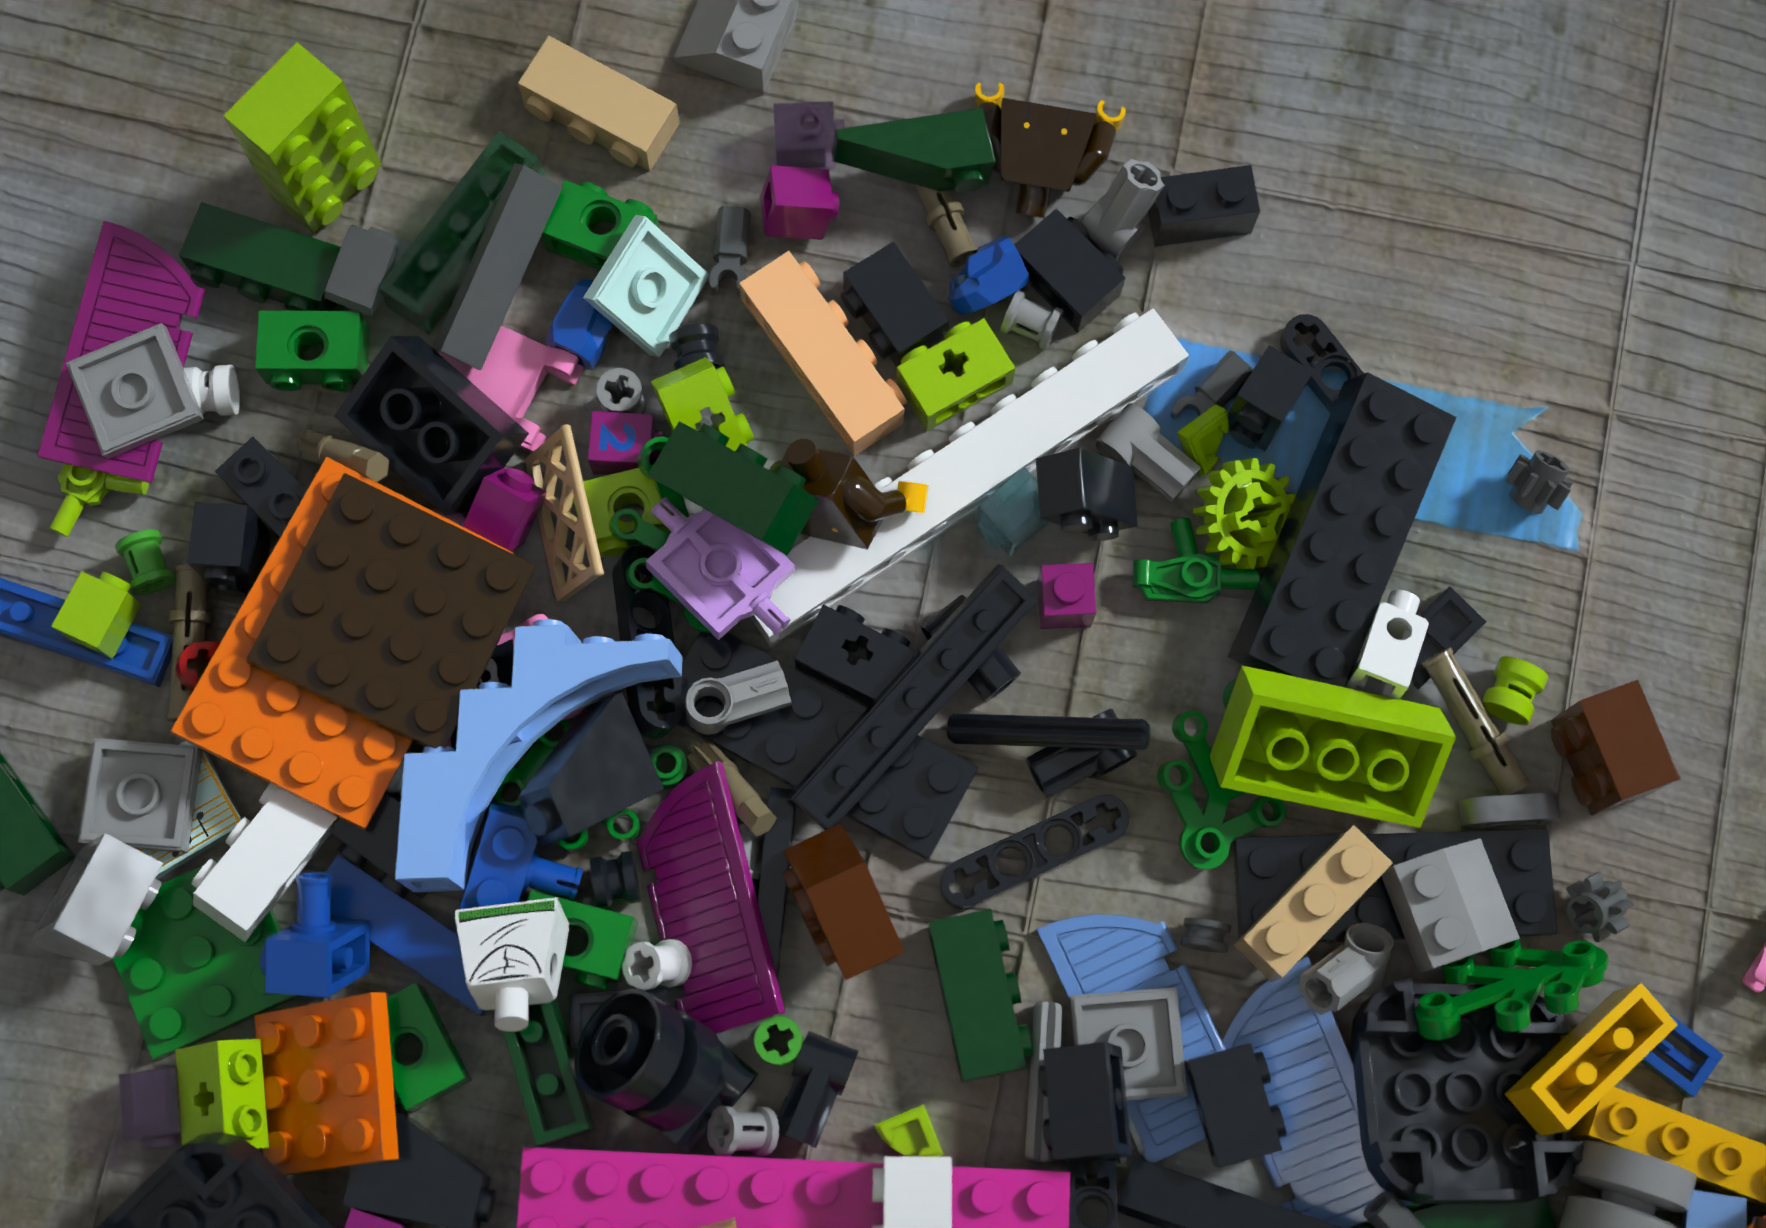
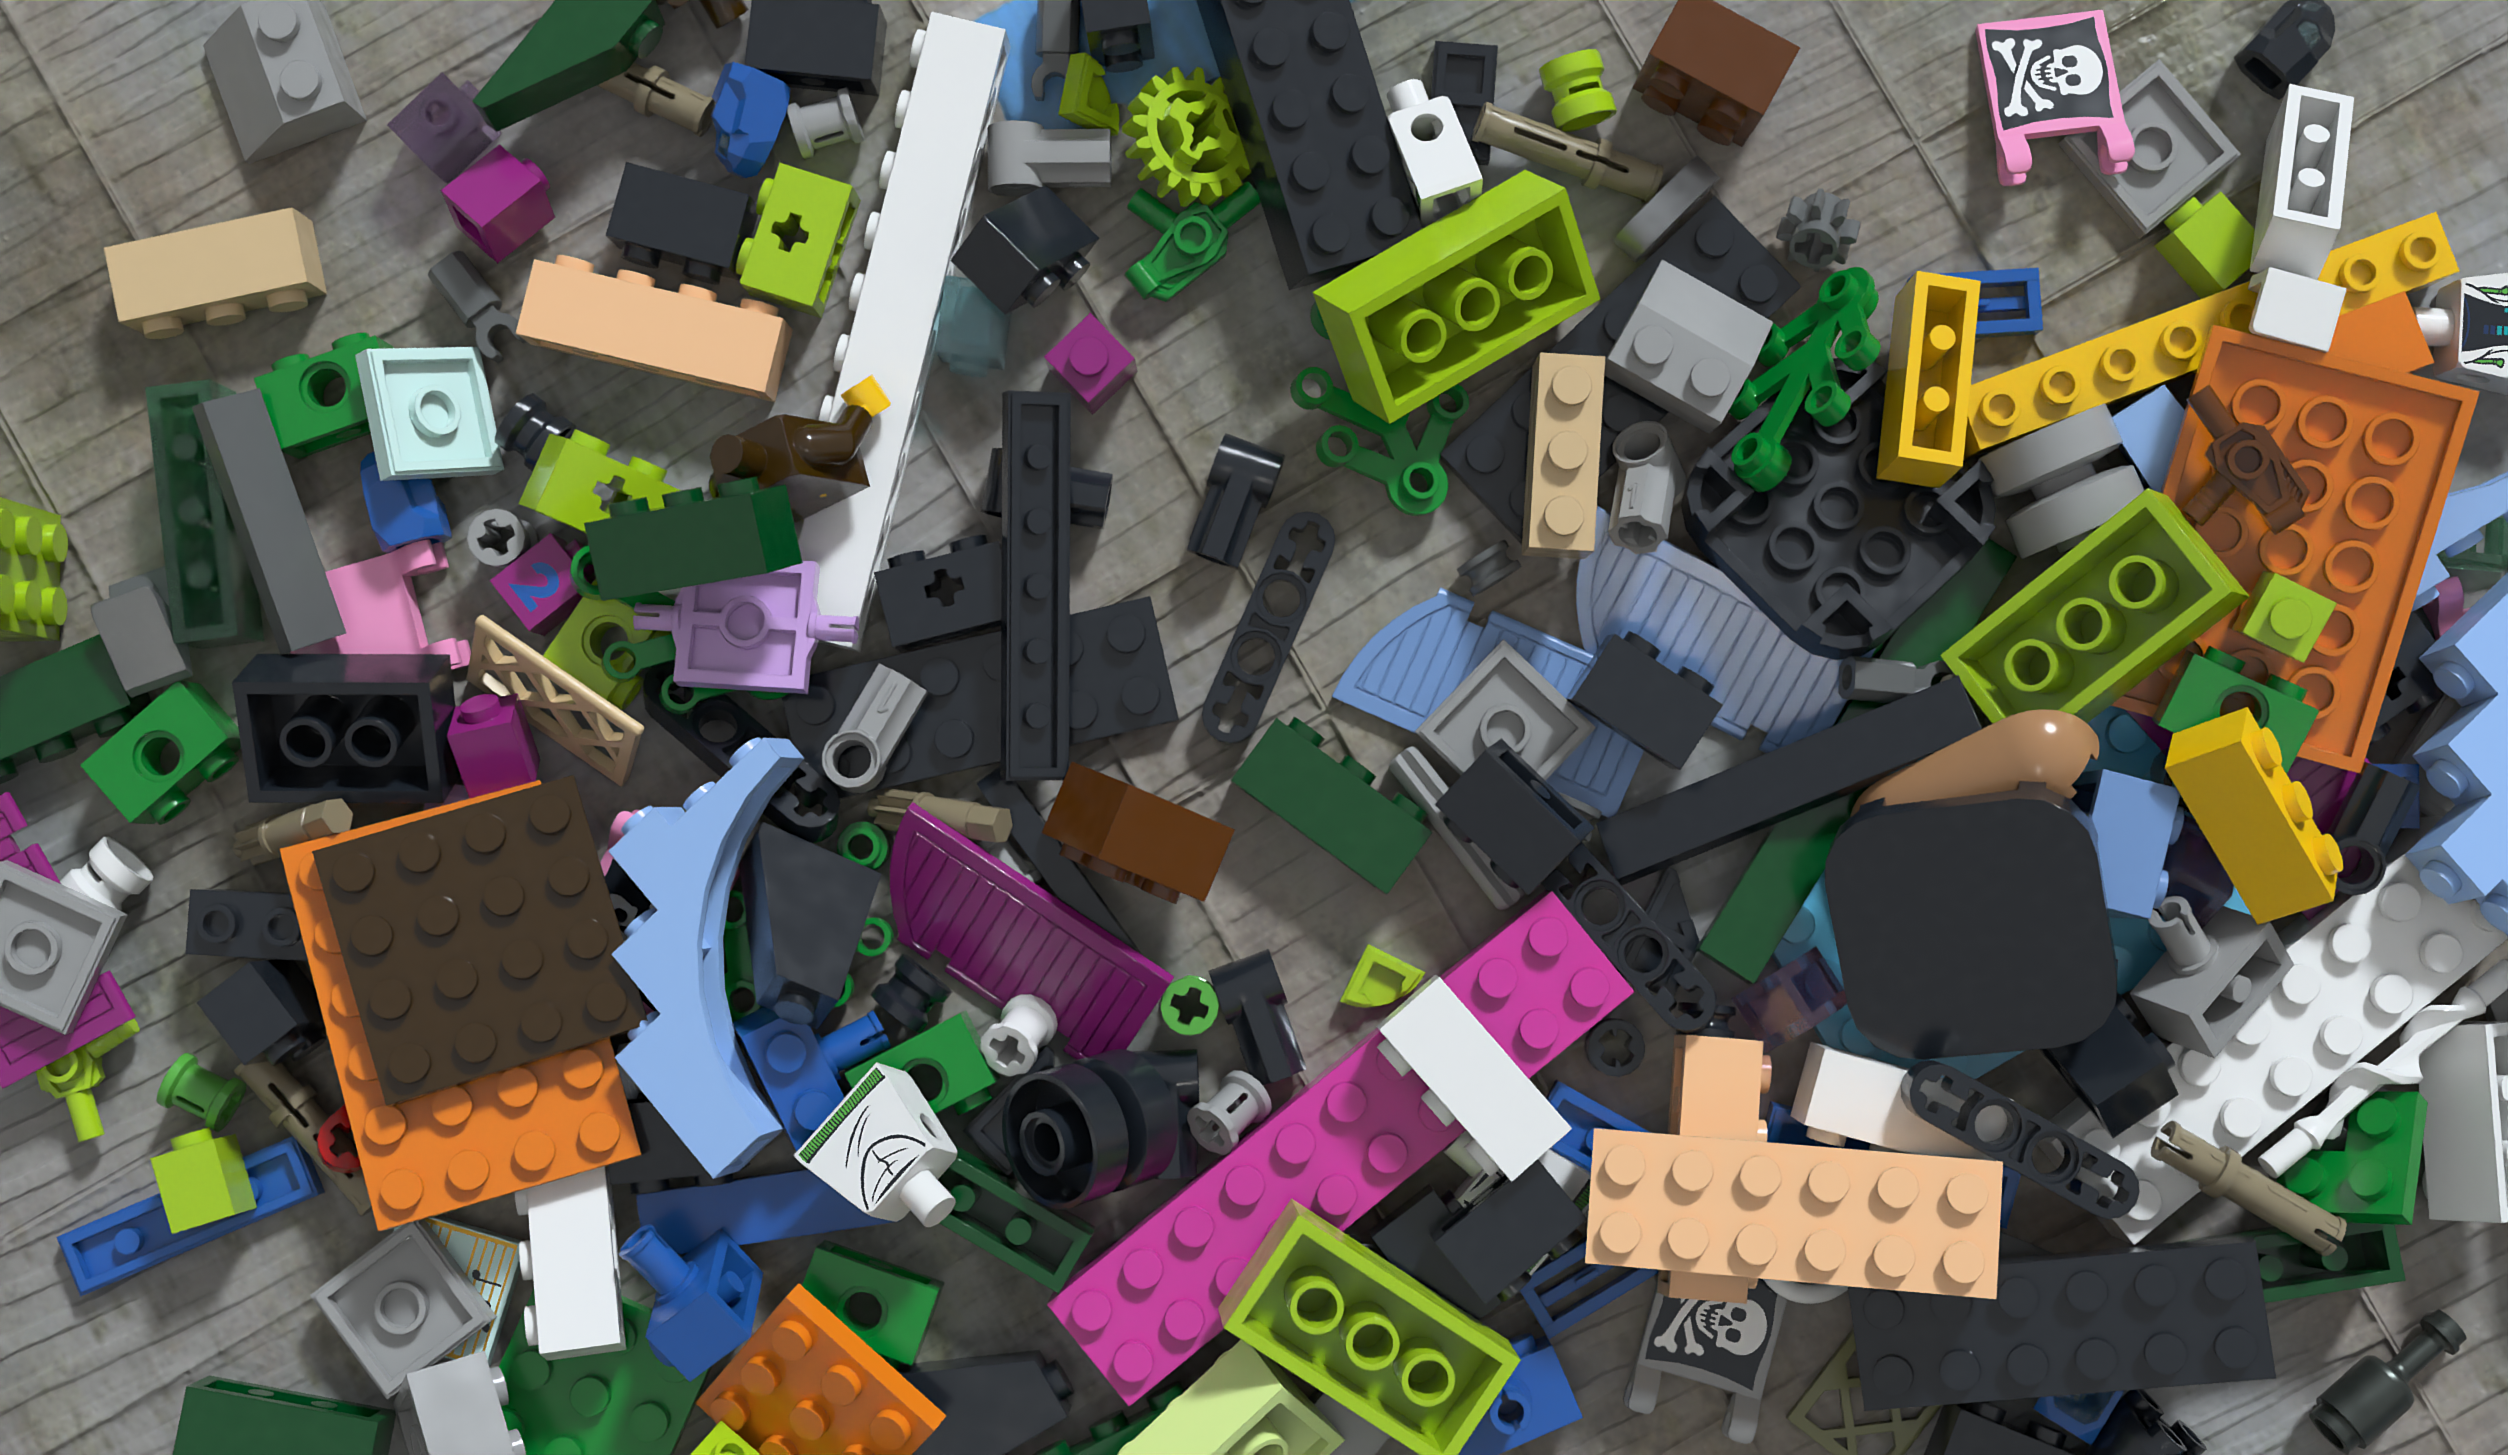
camera: 40 degrees left, 10 degrees up
(1049, 731) = (1186, 507): black axle -> none

